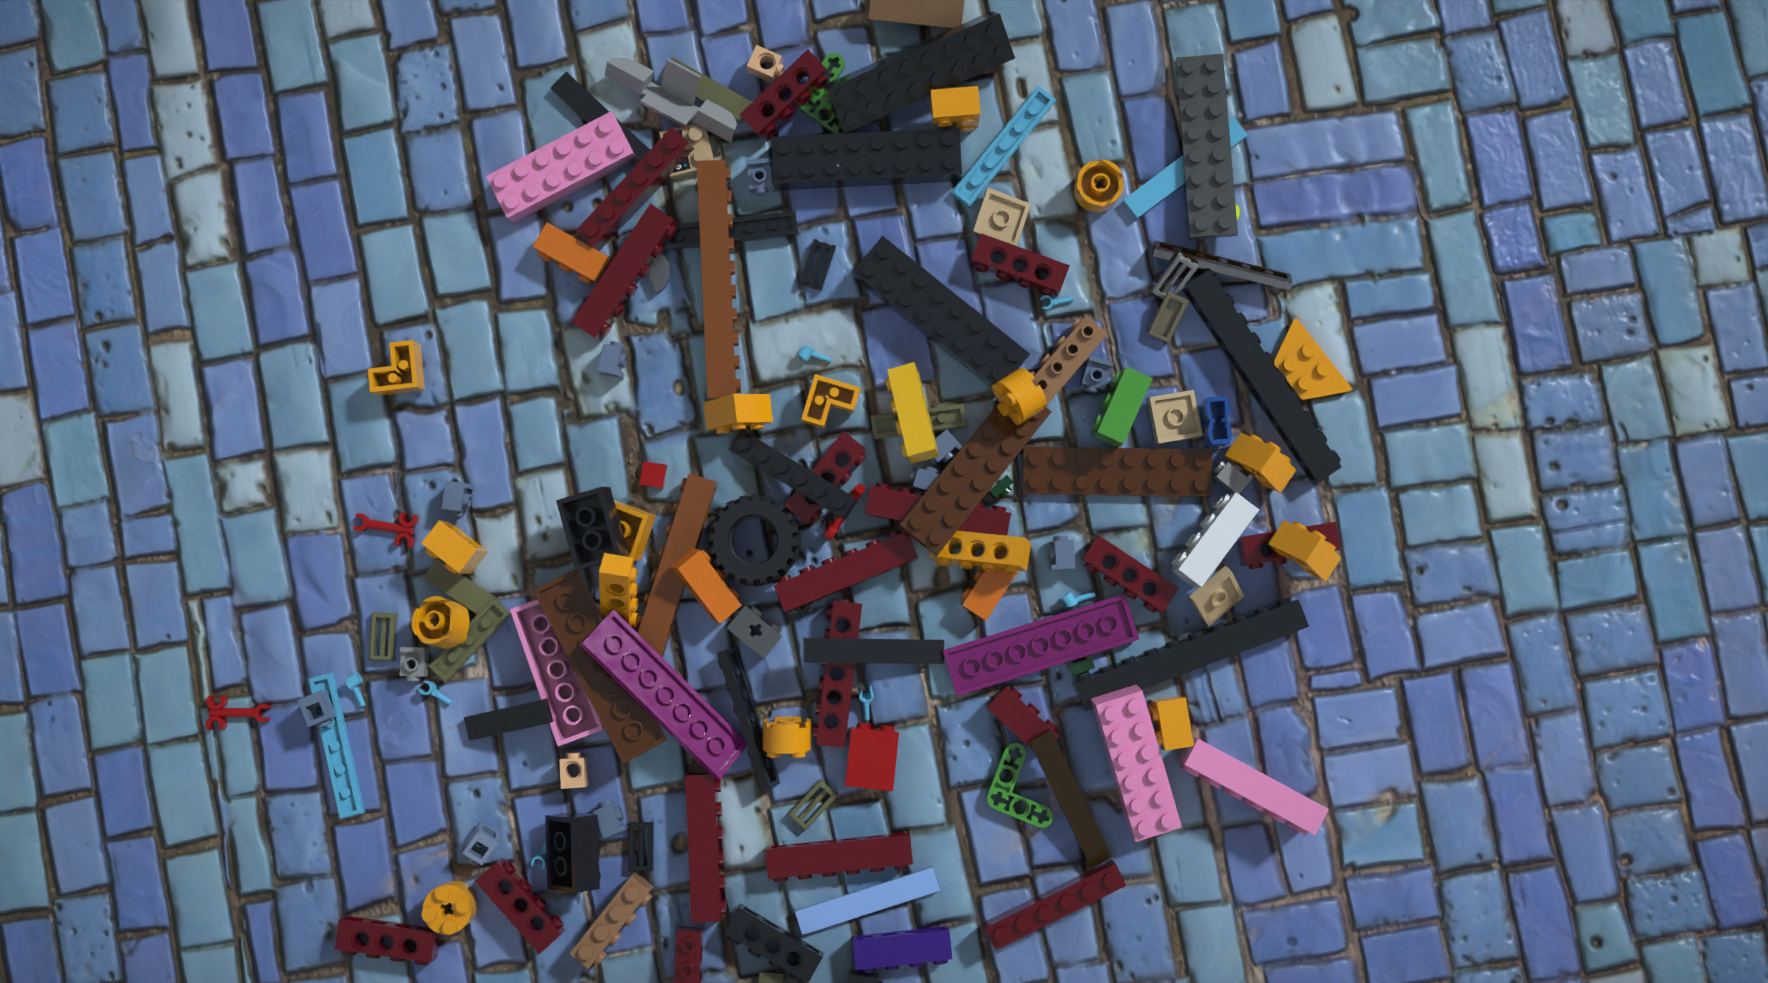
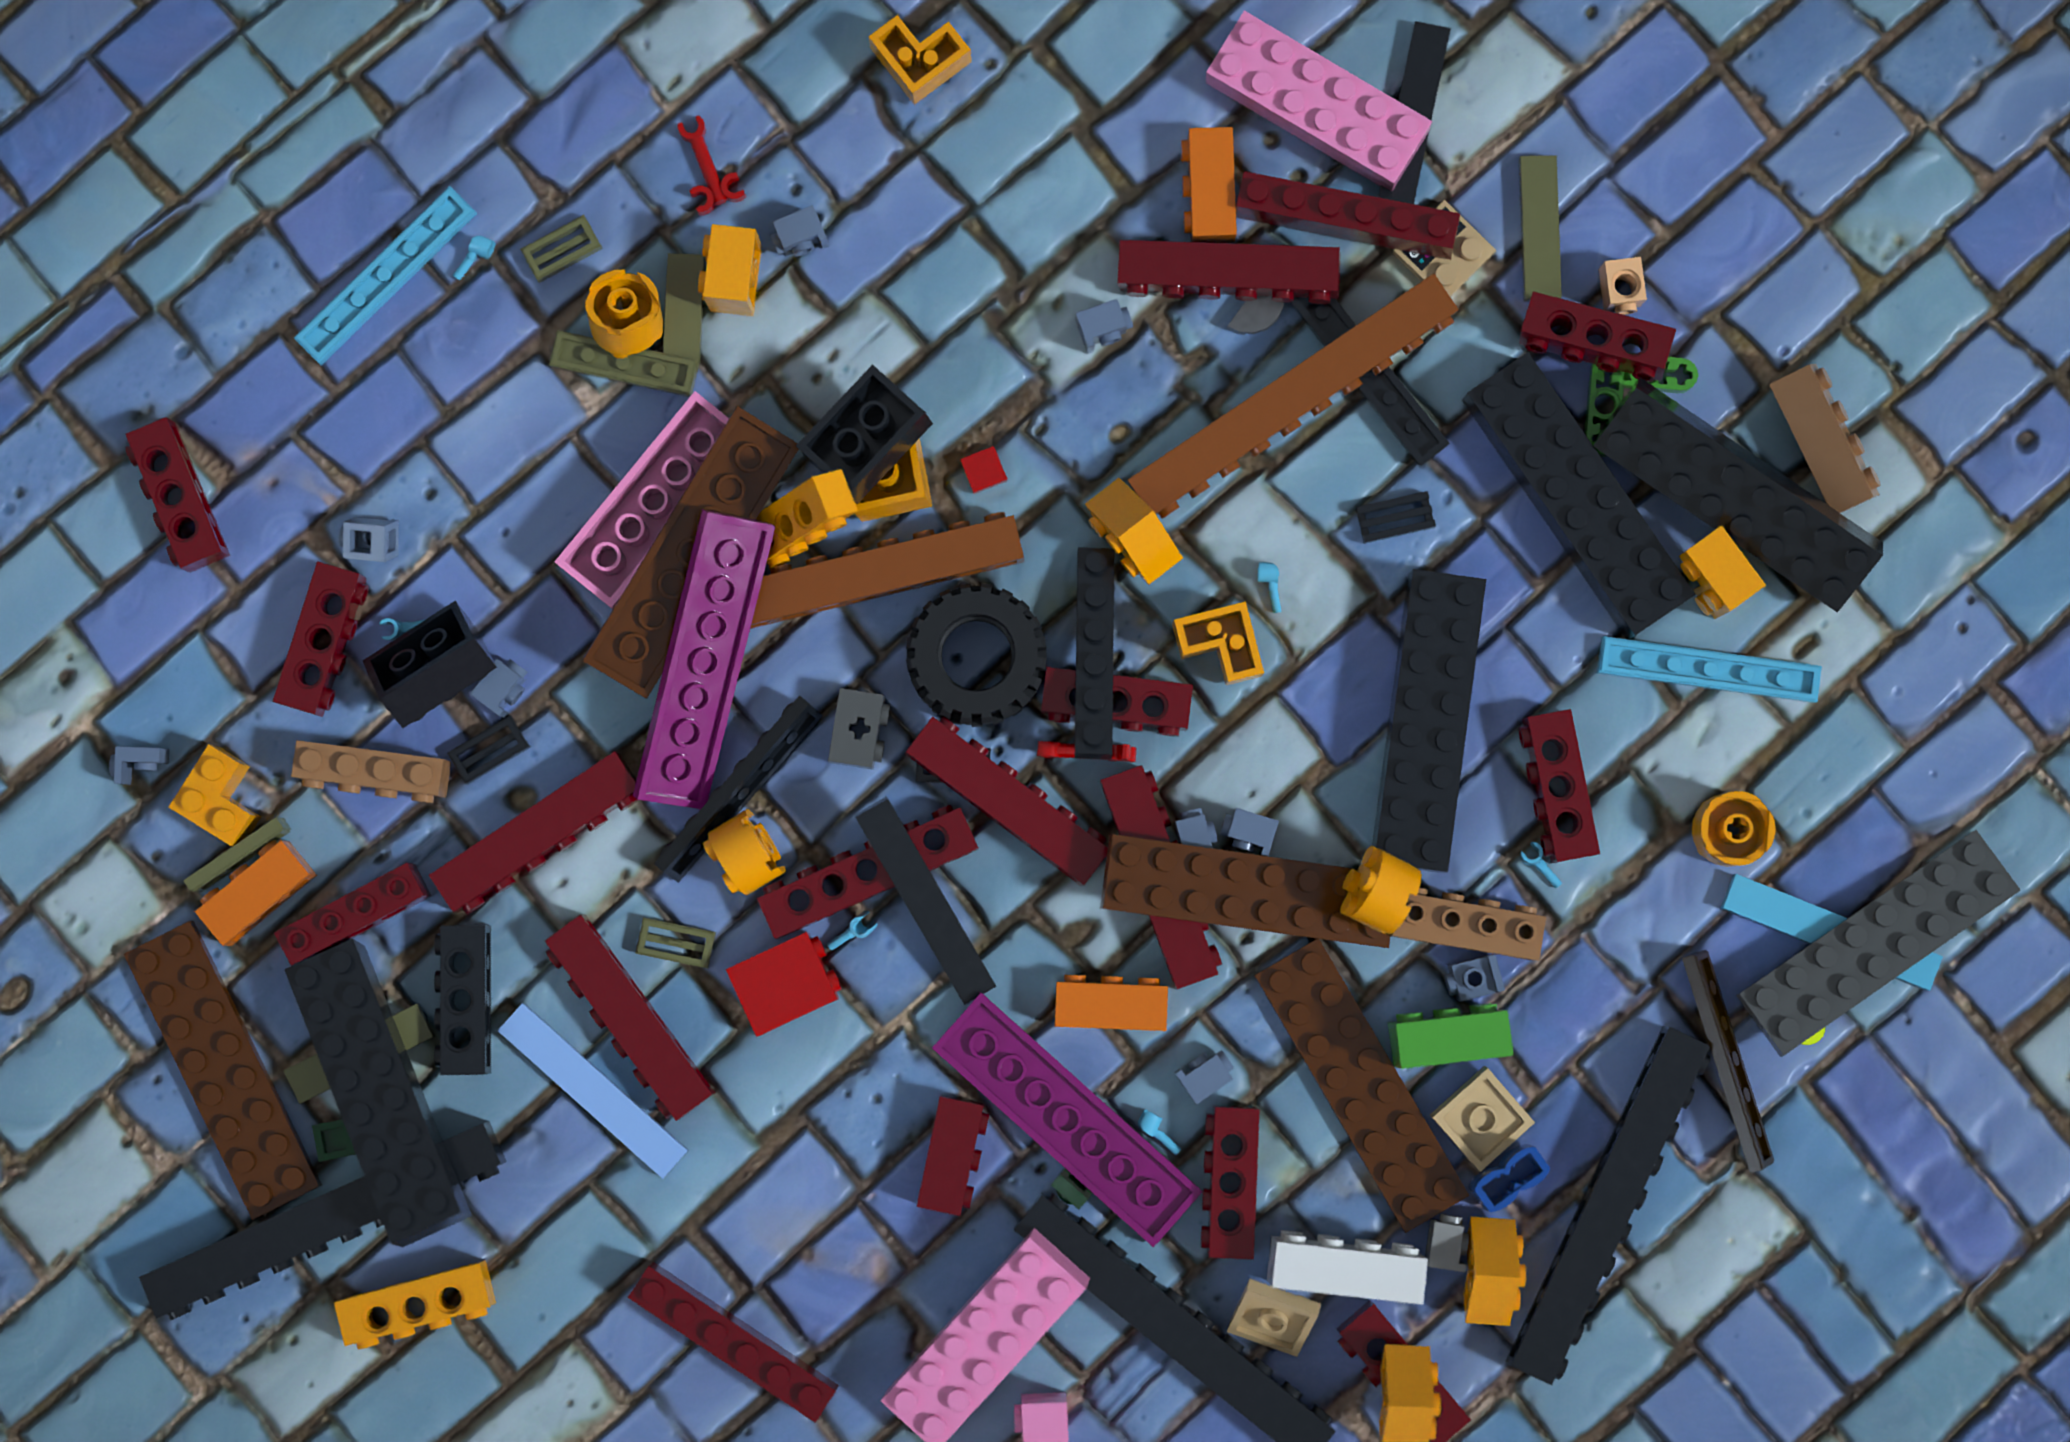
camera: 60 degrees right, 0 degrees up
(219, 713) = (337, 99): red bar -> none
(309, 707) = (414, 211): sand blue brick -> none
(421, 656) = (564, 314): light grey brick -> none
(433, 691) = (528, 360): medium azure hand -> none
(436, 911) = (249, 535): light orange brick -> none
(508, 719) = (551, 476): black tile -> none
(568, 780) = (518, 603): light nougat brick -> none
(675, 95) = (1504, 191): light grey piece -> none
(707, 585) = (880, 628): orange brick -> none
(756, 167) = (1478, 358): sand blue brick -> none
(902, 948) = (557, 1173): dark purple brick -> none
(912, 412) = (1272, 762): yellow brick -> none
(941, 418) = (1267, 778): olive tile -> none
(1001, 216) = (1610, 723): tan plate -> none
(1001, 488) = (1244, 942): dark green plate -> none
(1007, 787) = (848, 1188): bright green beam -> none
(1015, 560) = (1156, 1015): light orange brick -> none
(1070, 798) = (886, 1279): dark brown tile -> none
(1168, 316) = (1613, 1028): dark tan tile -> none
(1172, 722) = (1068, 1356): light orange brick -> none
(1185, 262) = (1700, 1009): light grey tile -> none
(1307, 366) = (1661, 1258): light orange wing -> none

